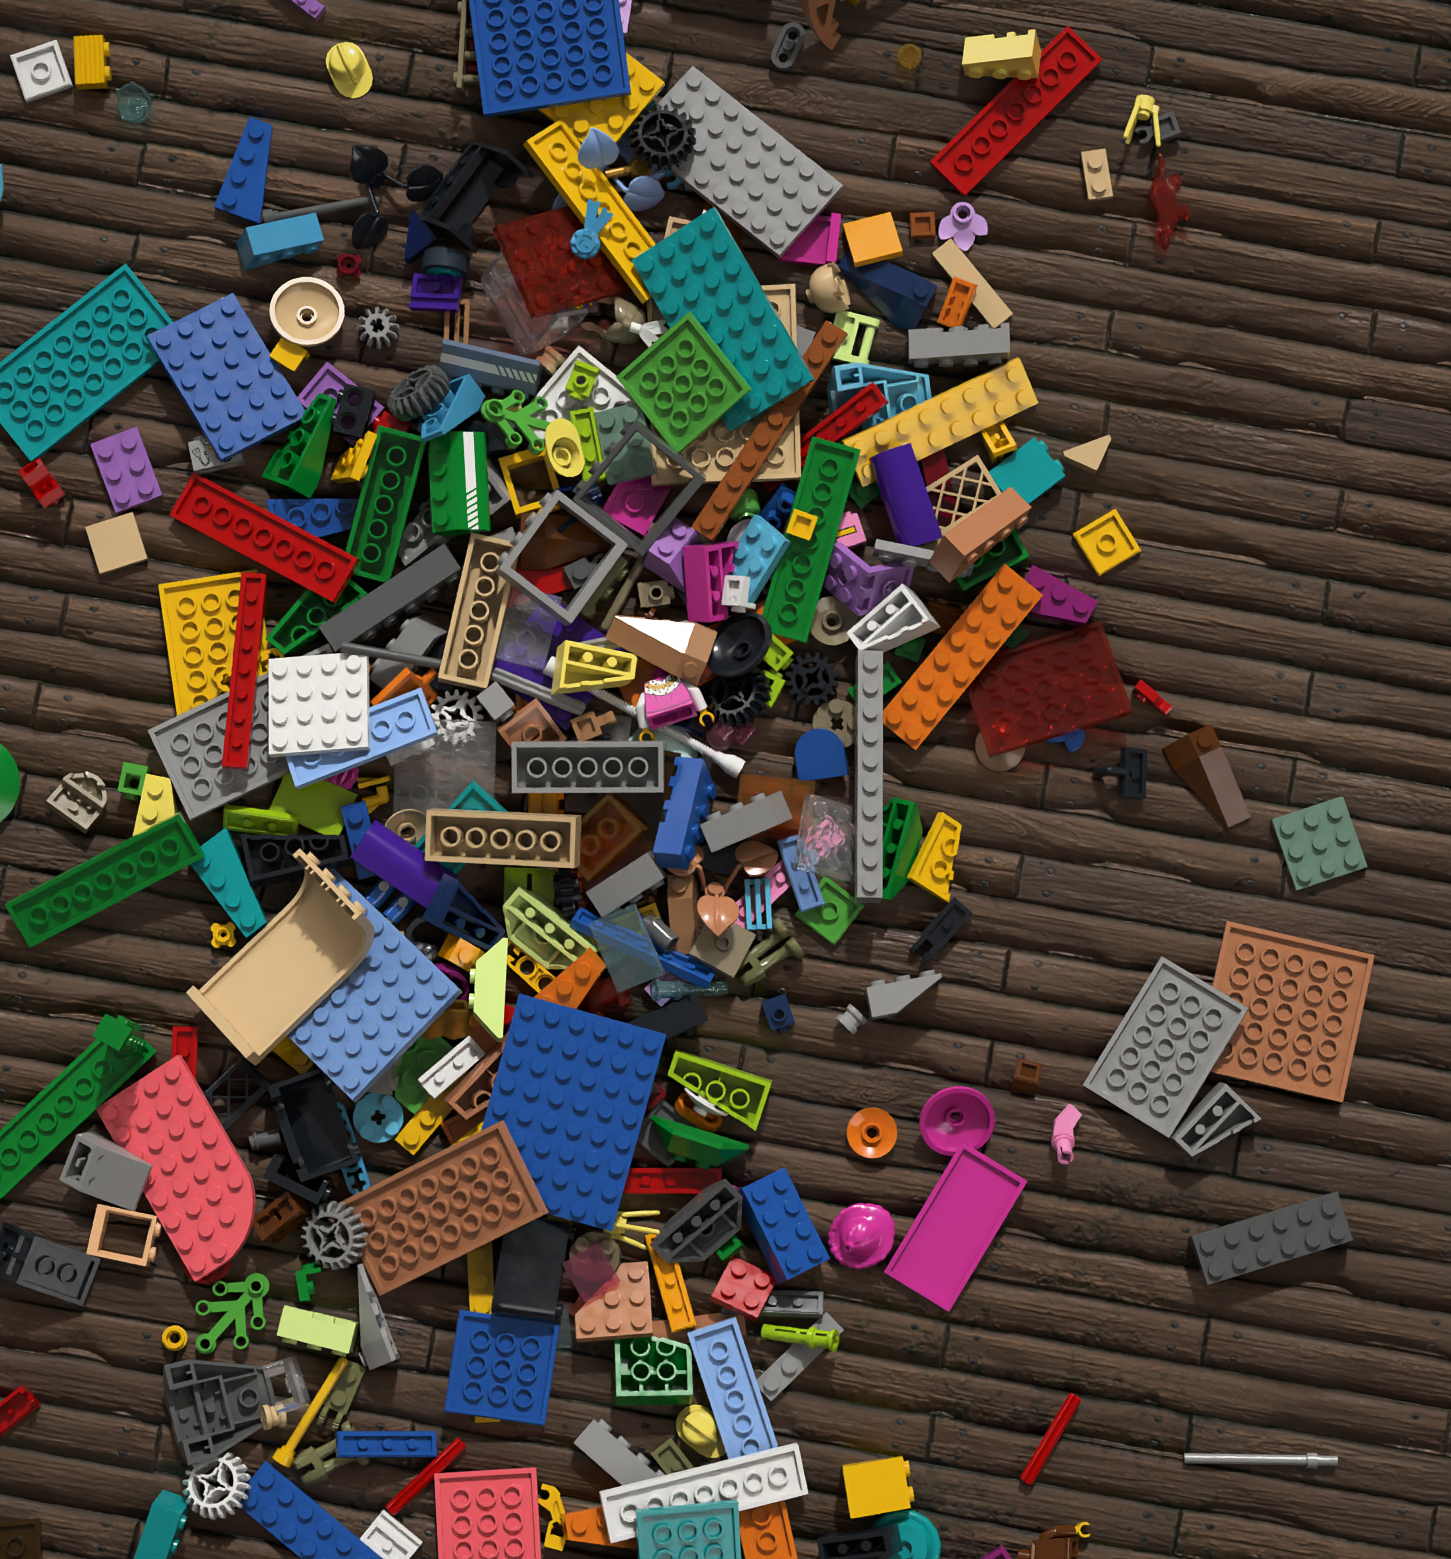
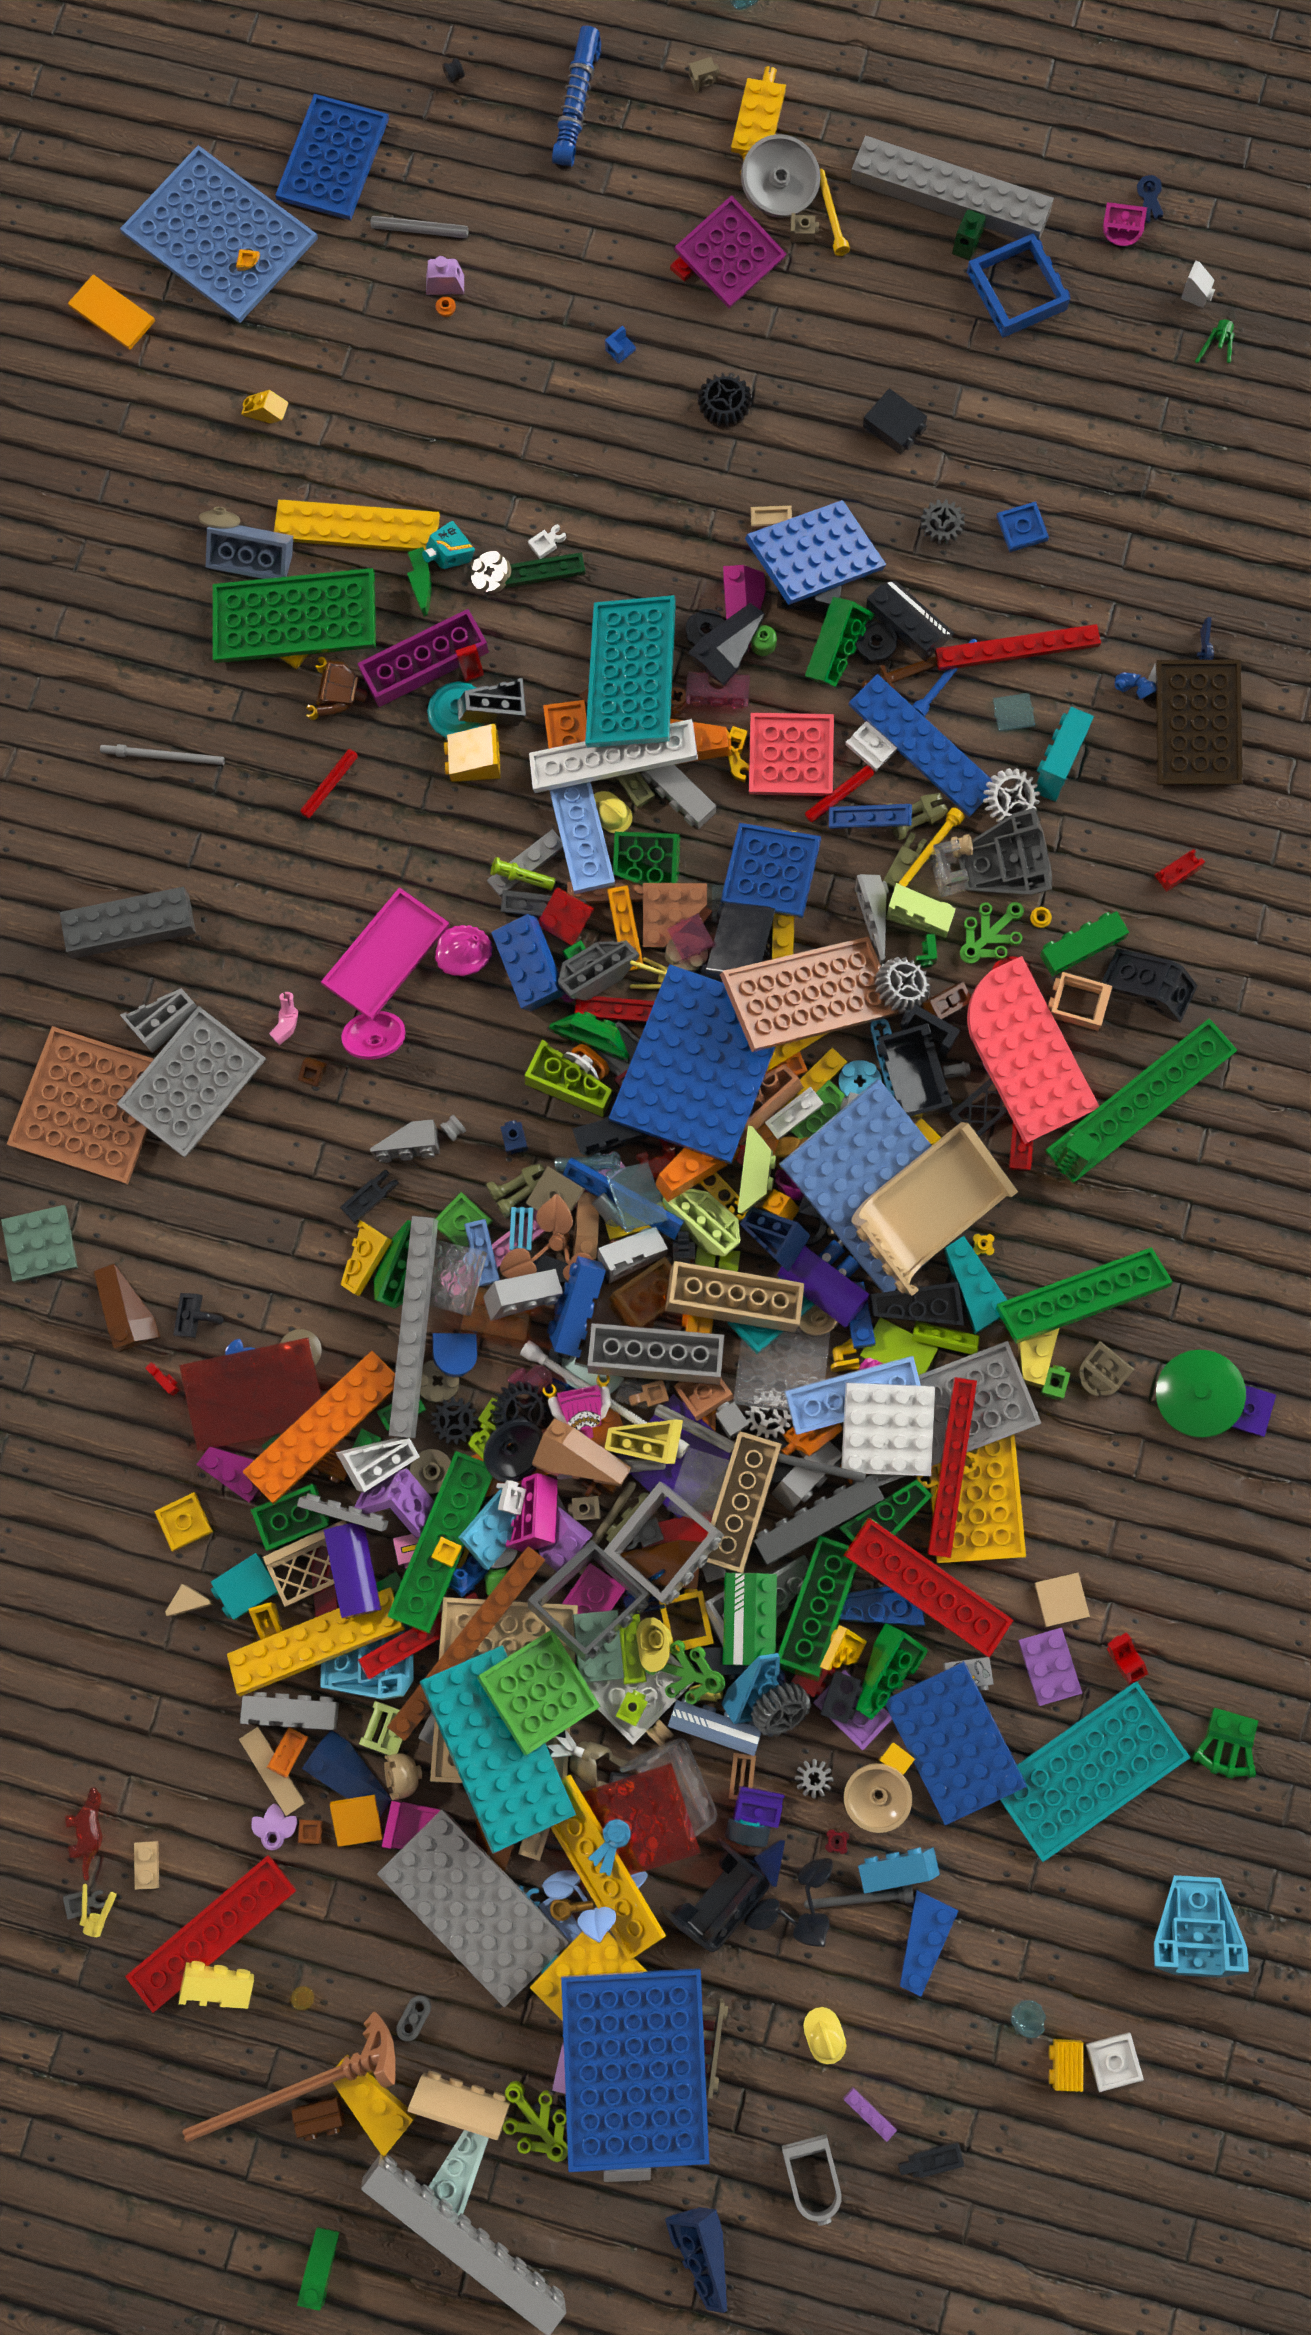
camera: 170 degrees left, 5 degrees down
(105, 1170) = (1093, 1051): light grey slope -> none
(120, 1306) = (1084, 943): none -> green brick
(643, 143) = (546, 1931): black gear -> none
(878, 1120) = (443, 1024): orange dish -> none
(979, 533) = (288, 1525): nougat wedge -> none

